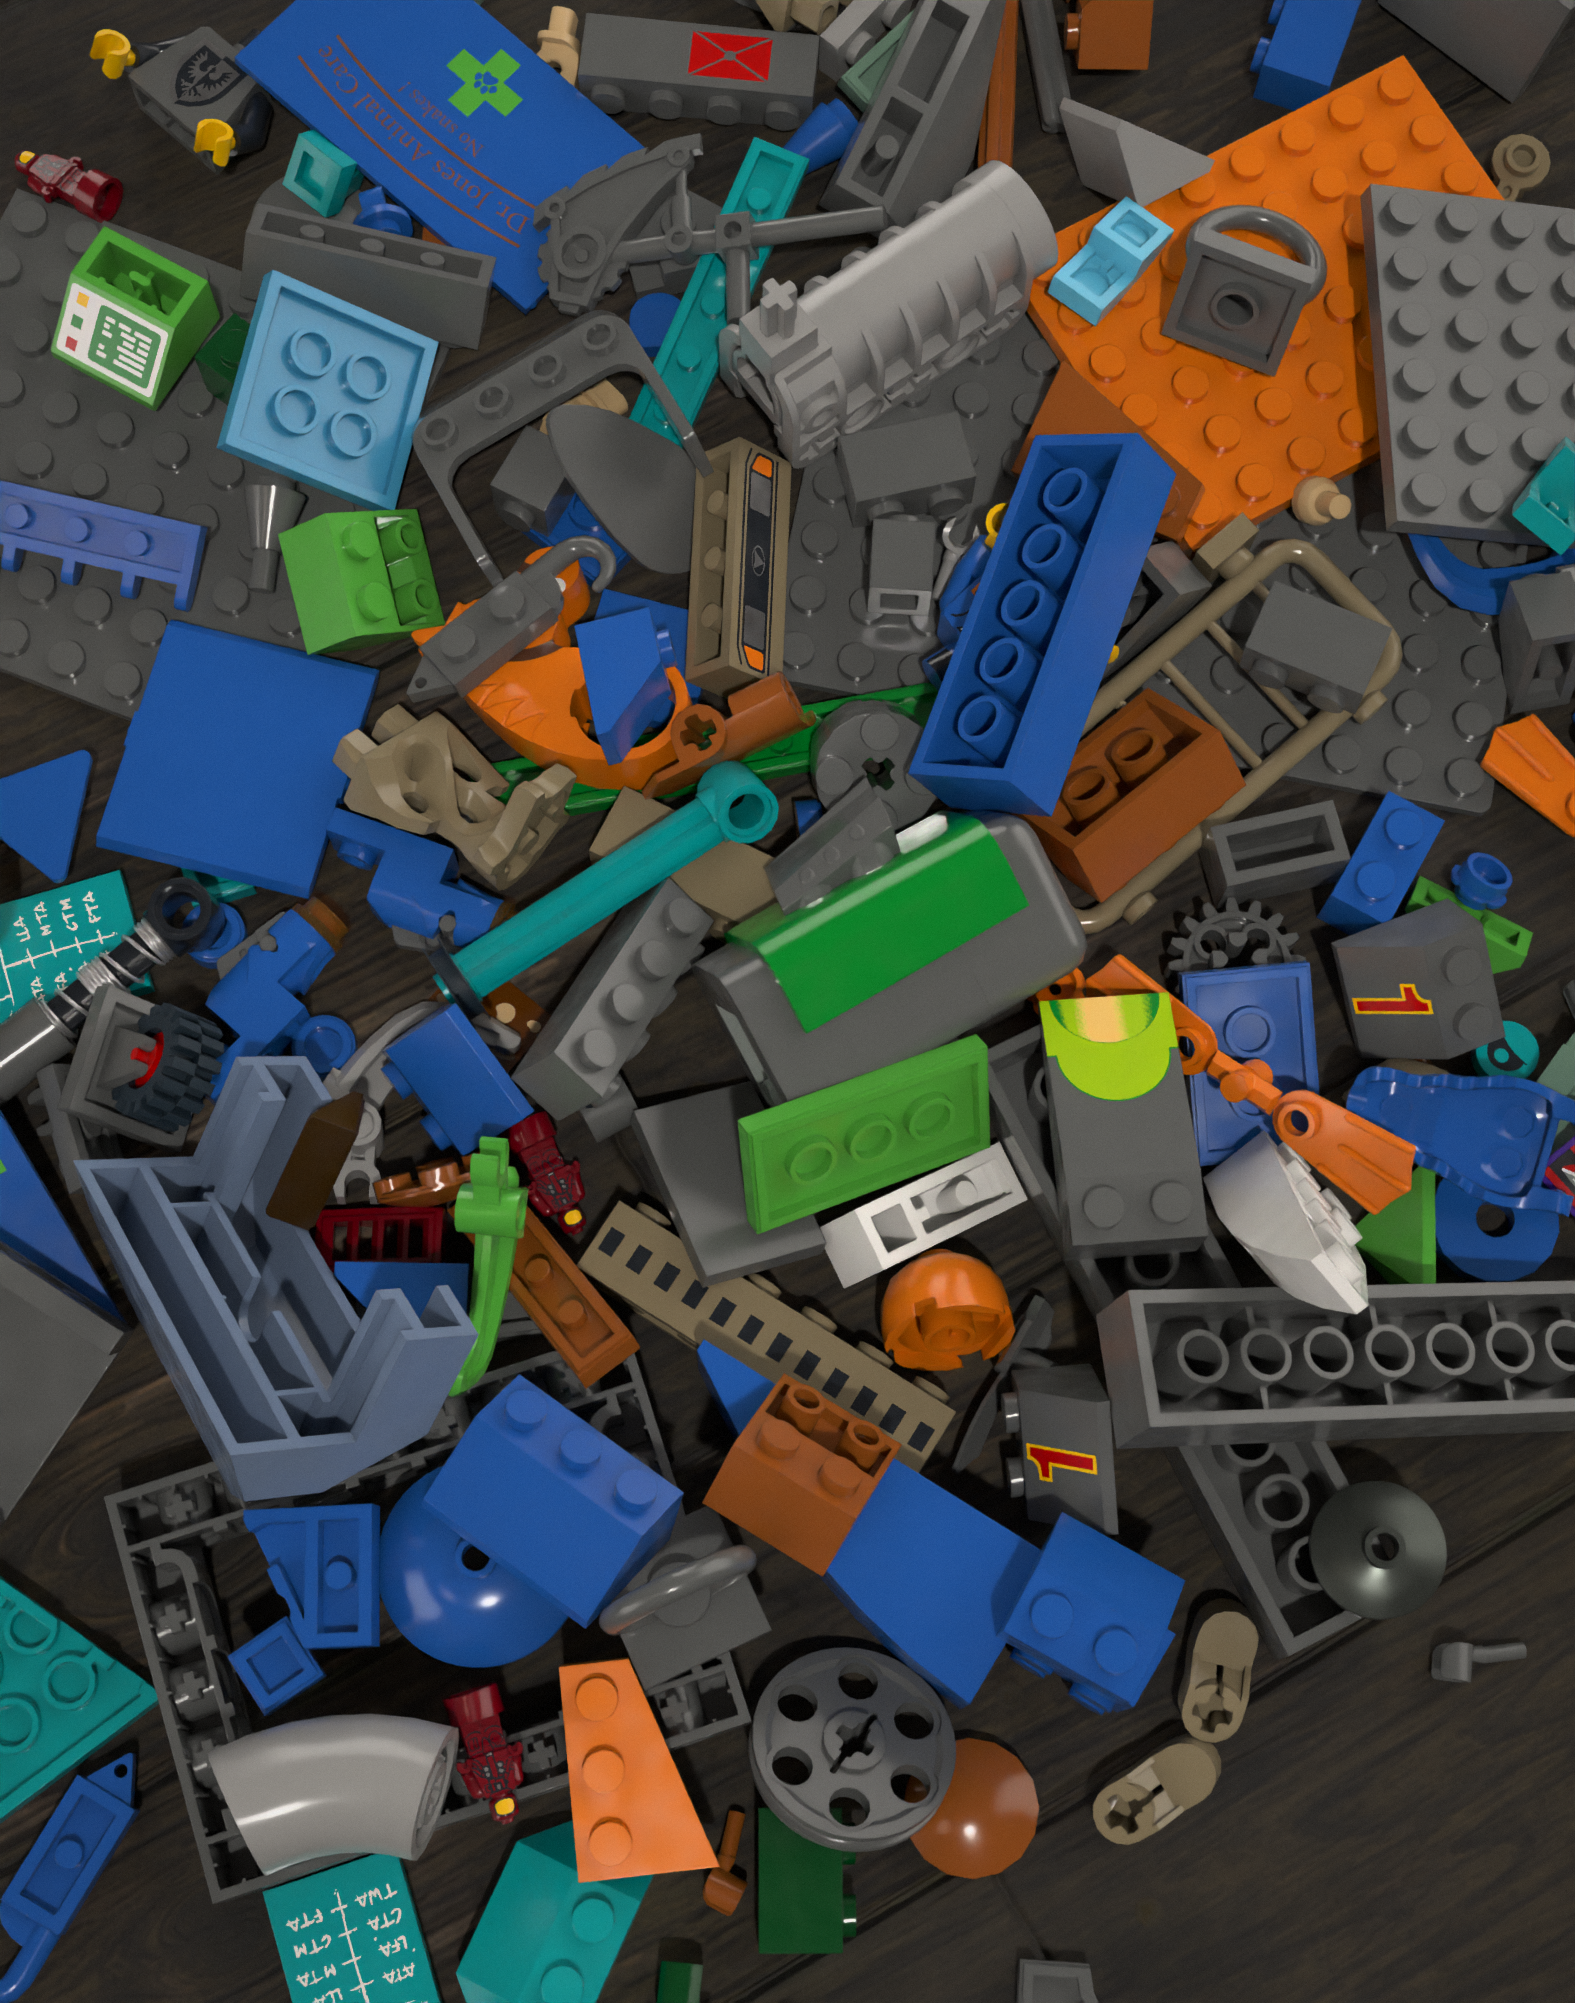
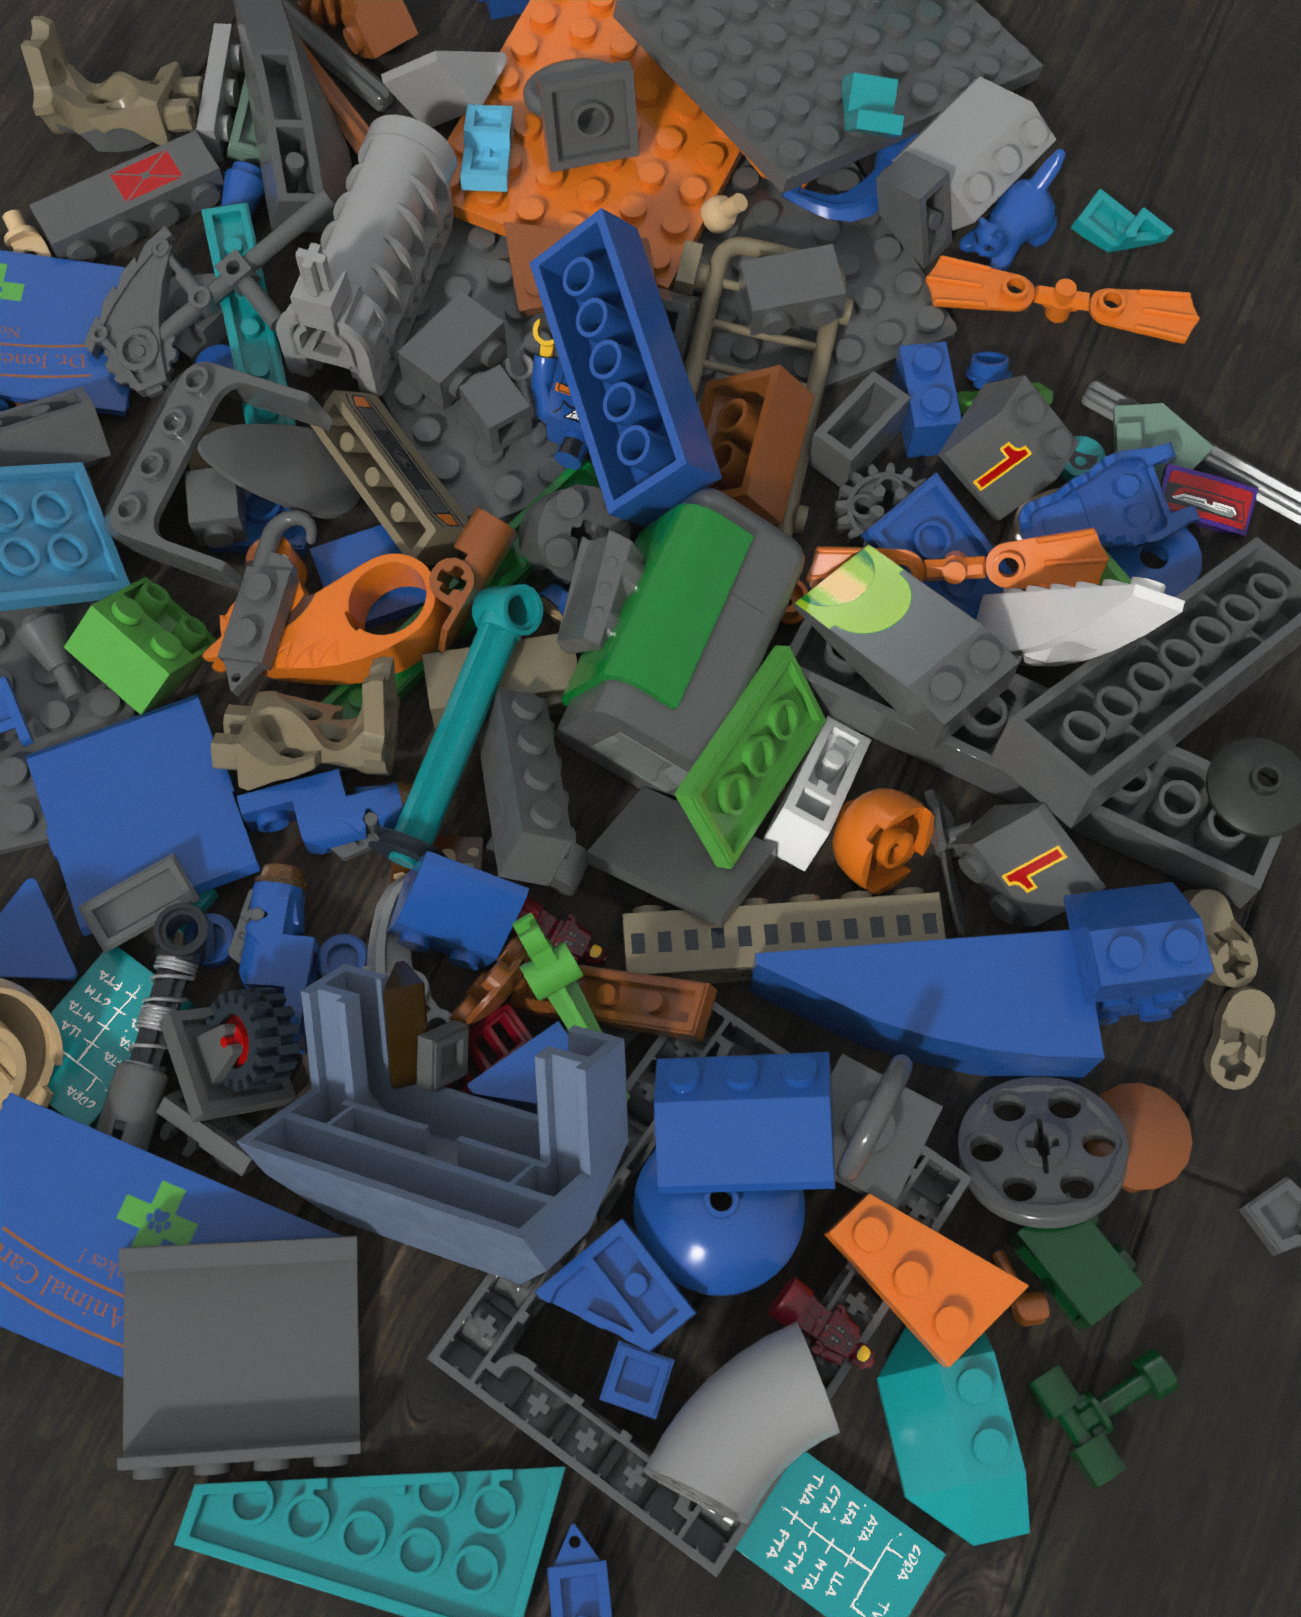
camera: 35 degrees left, 5 degrees down
(166, 850) = (137, 902): none -> dark grey tile
(335, 1215) = (442, 1055): none -> dark grey tile
(625, 676) = (375, 576): blue slope -> none
(801, 1473) = (892, 988): dark orange slope -> none

